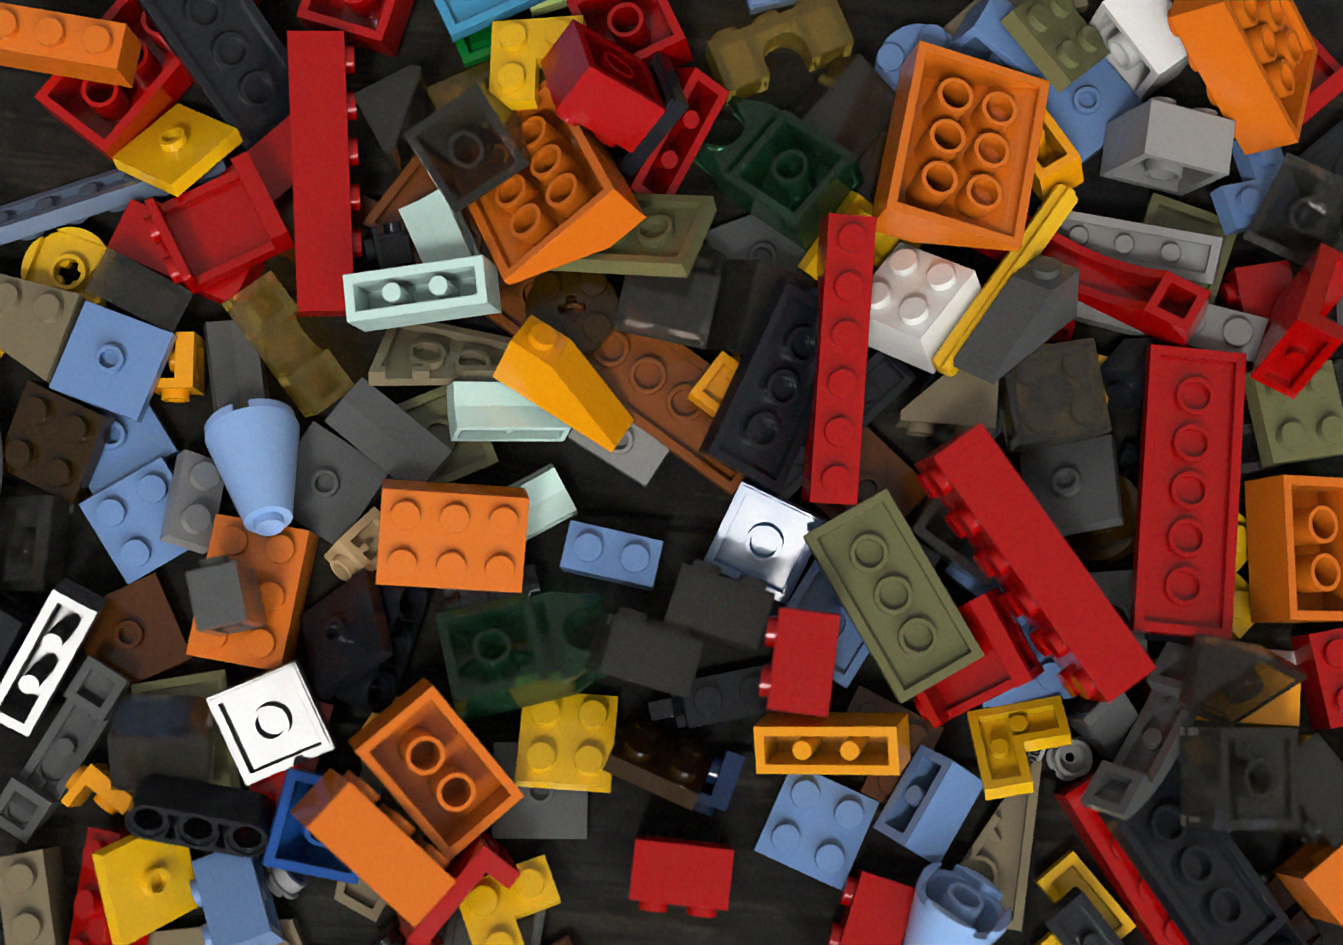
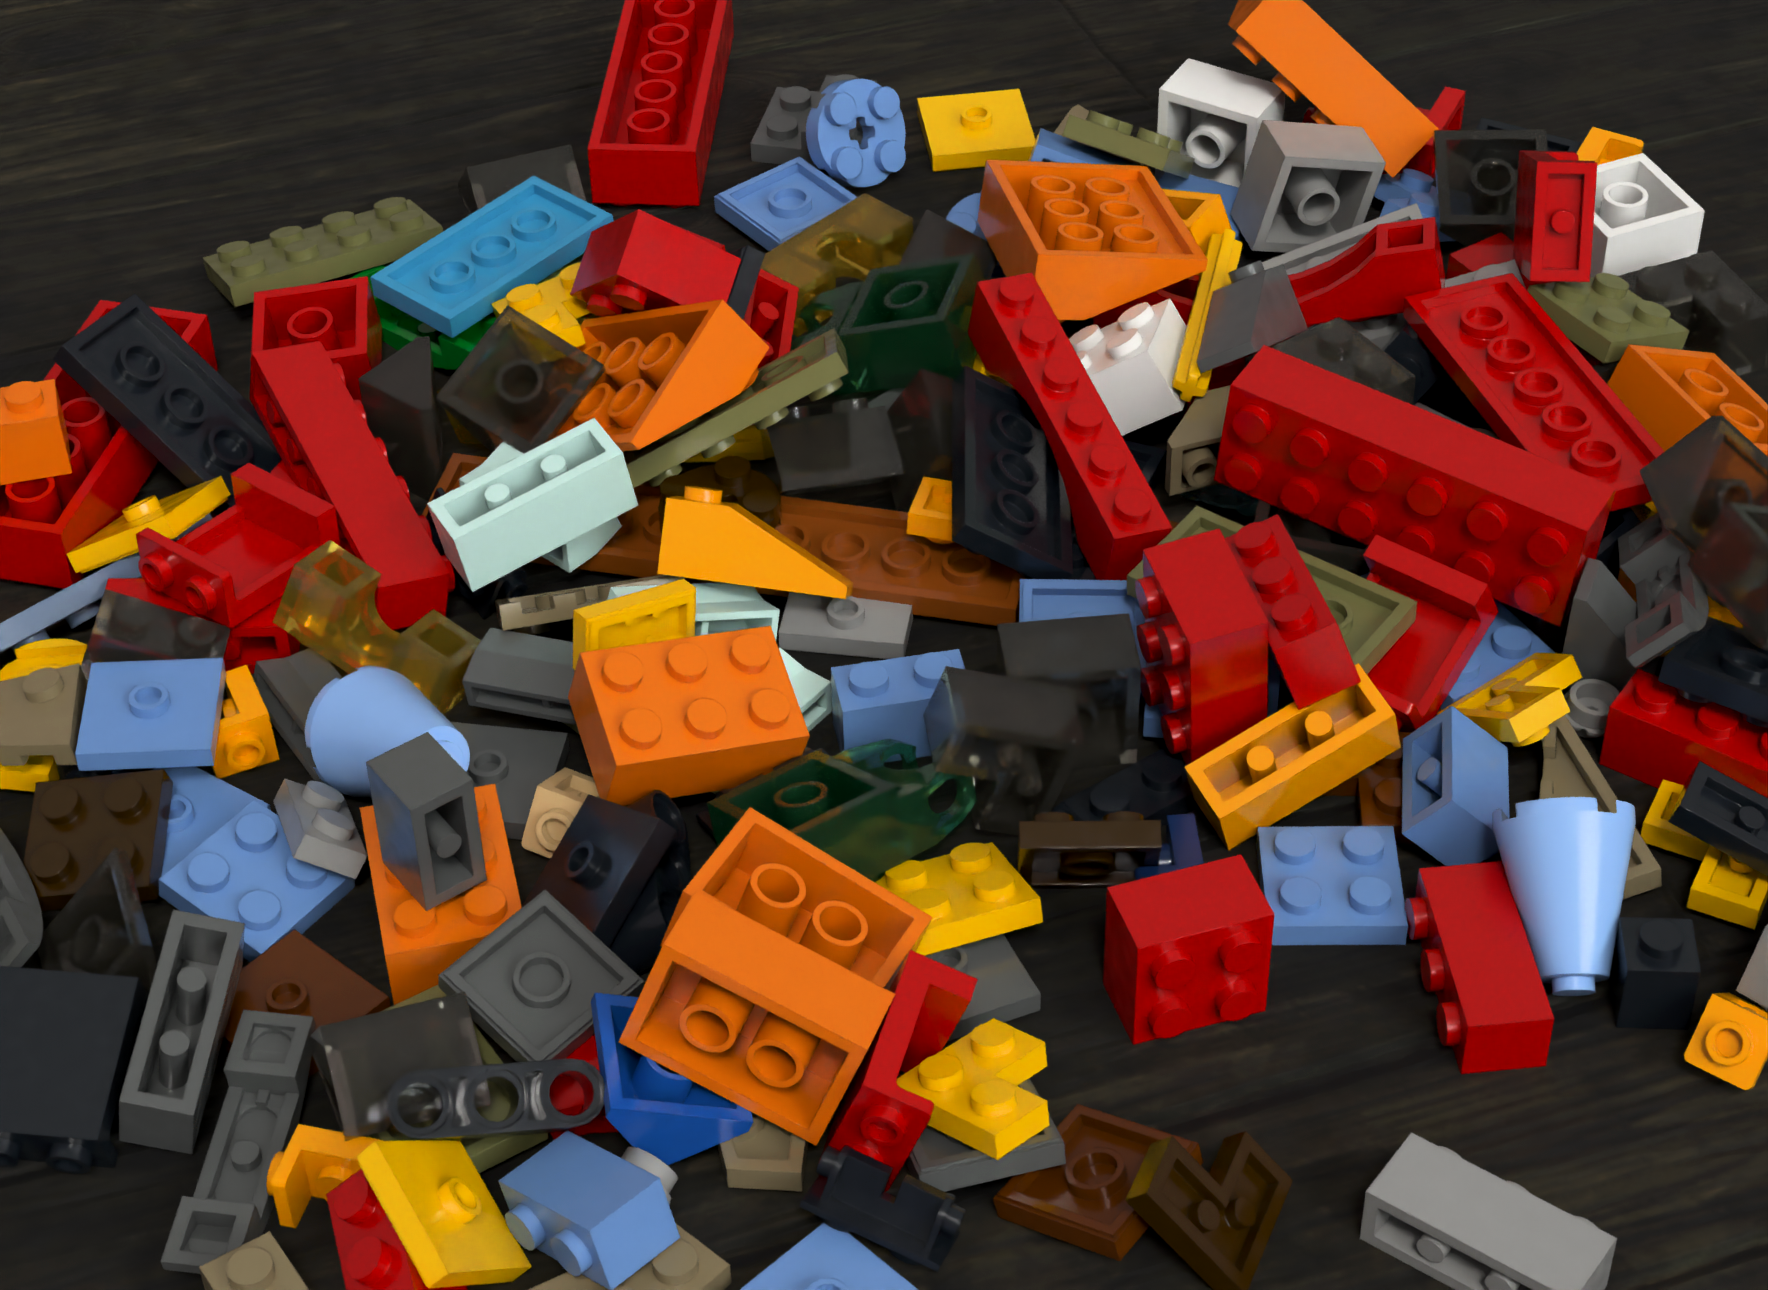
camera: 20 degrees left, 40 degrees down
(446, 442) = (636, 618): none -> yellow plate
(871, 664) = (1301, 626): none -> red brick

